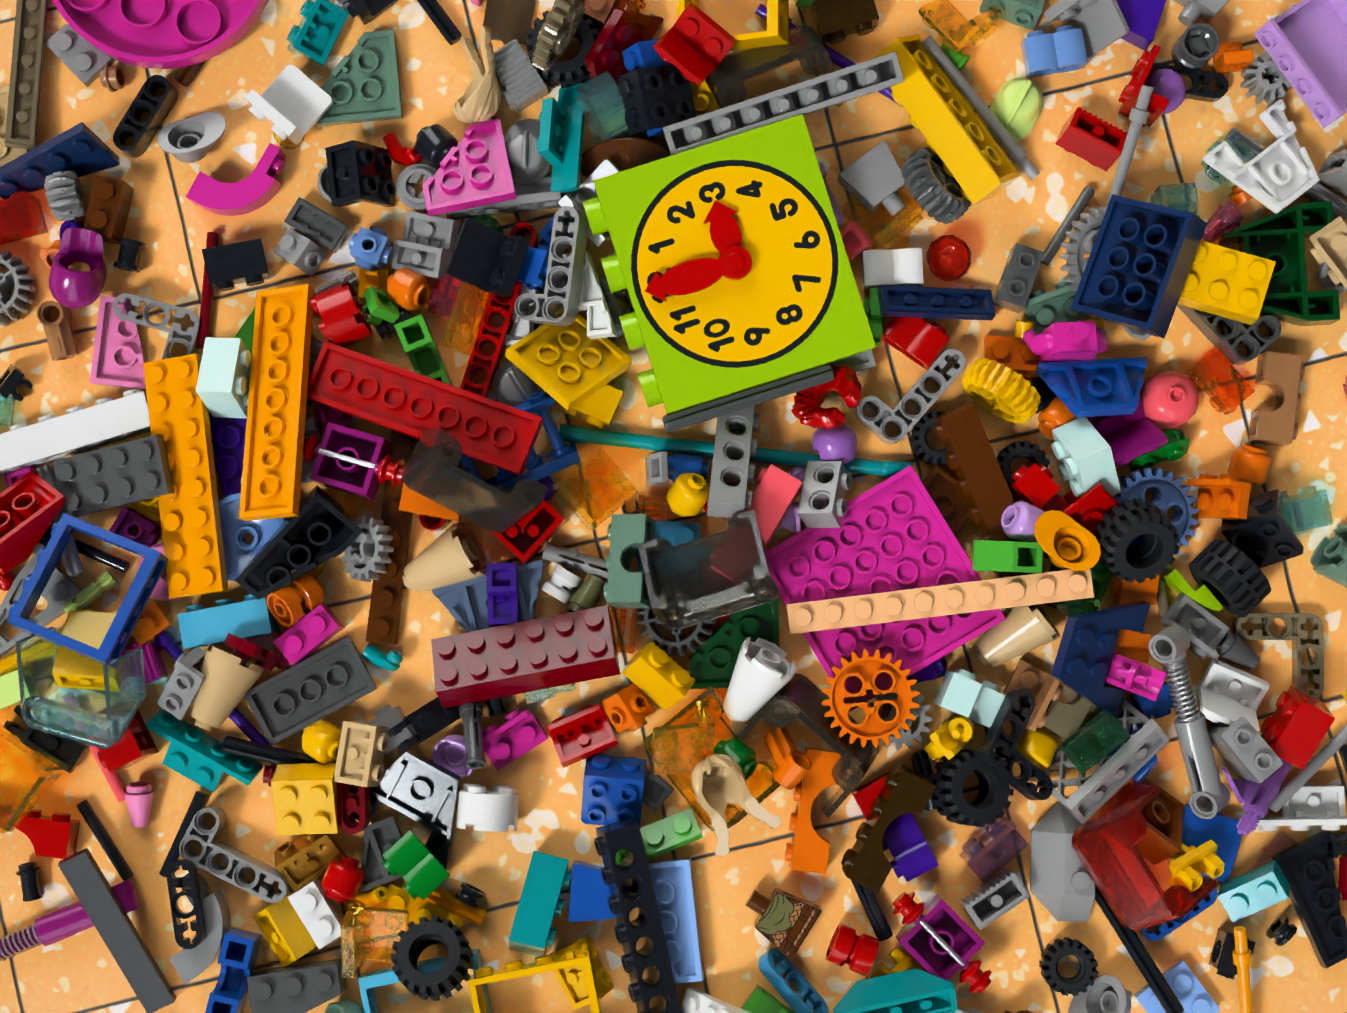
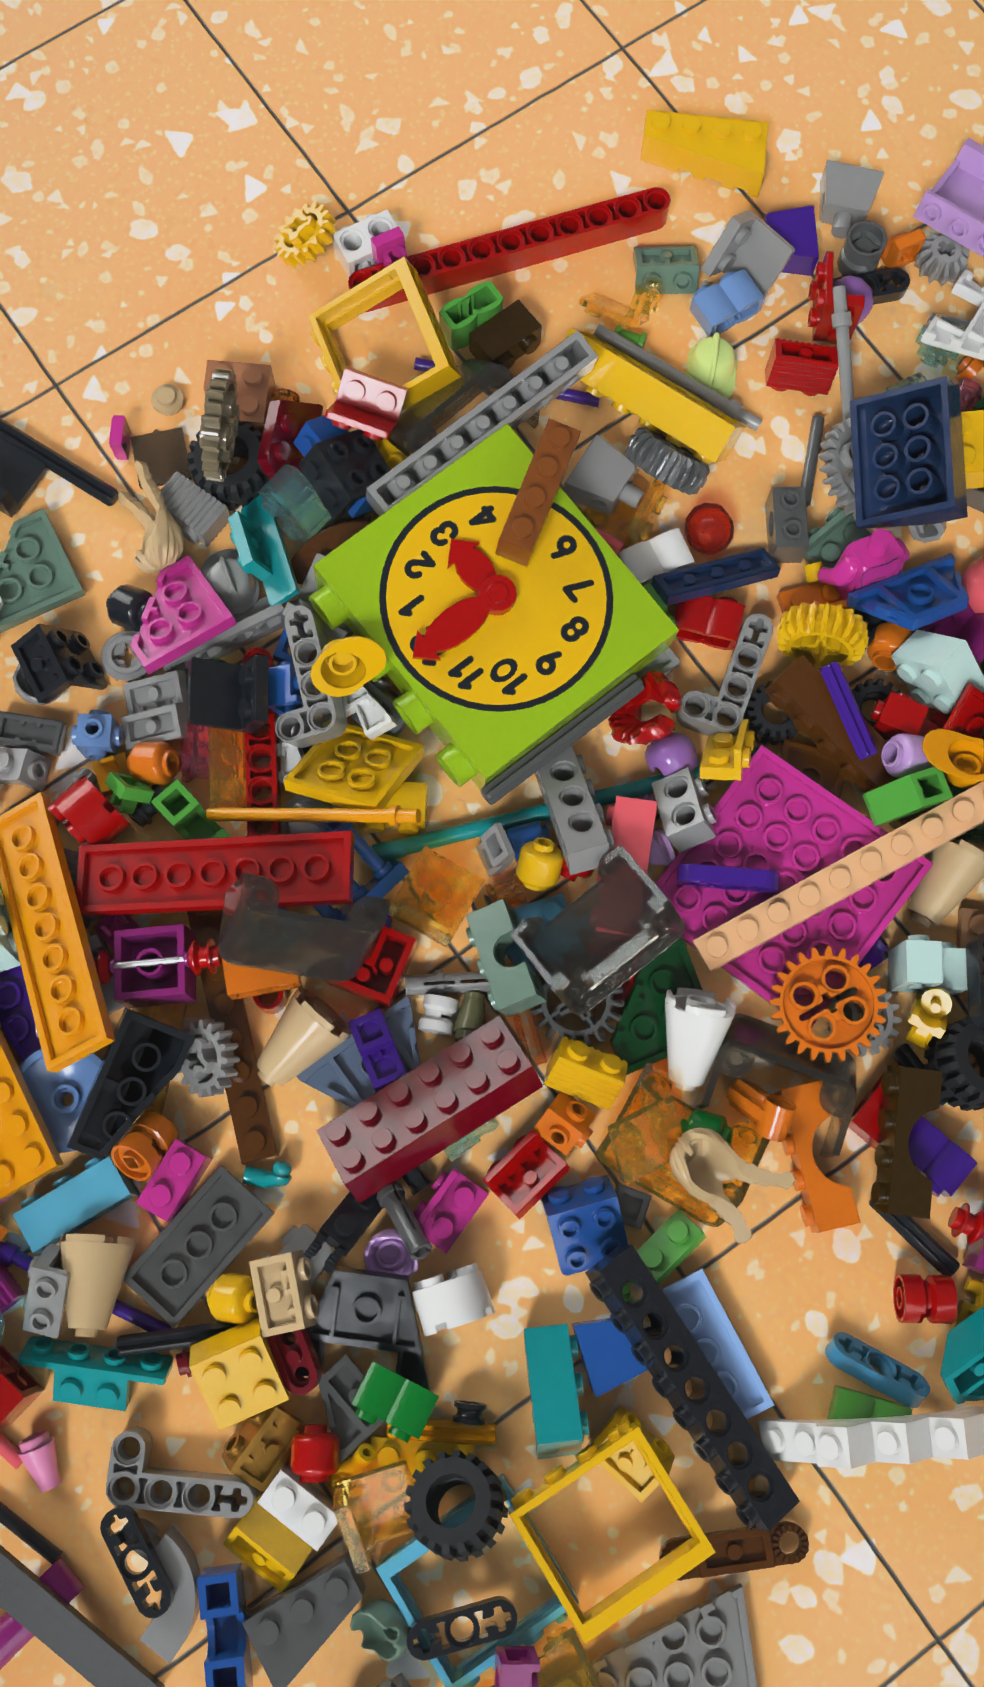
camera: 30 degrees left, 10 degrees down
(173, 854) = (102, 1506): black bar -> none
(245, 650) = (108, 1221): dark red wing -> none
(399, 153) = (94, 631): red arm -> none
(580, 417) = (394, 815): none -> light orange bar
(588, 277) = (347, 665): none -> yellow piece
(783, 919) = (834, 1295): torso -> none
(801, 188) = (537, 492): none -> dark orange brick
(834, 565) = (728, 878): none -> dark purple beam
(879, 462) = (728, 754): none -> yellow bracket
(991, 465) = (848, 710): none -> dark purple axle

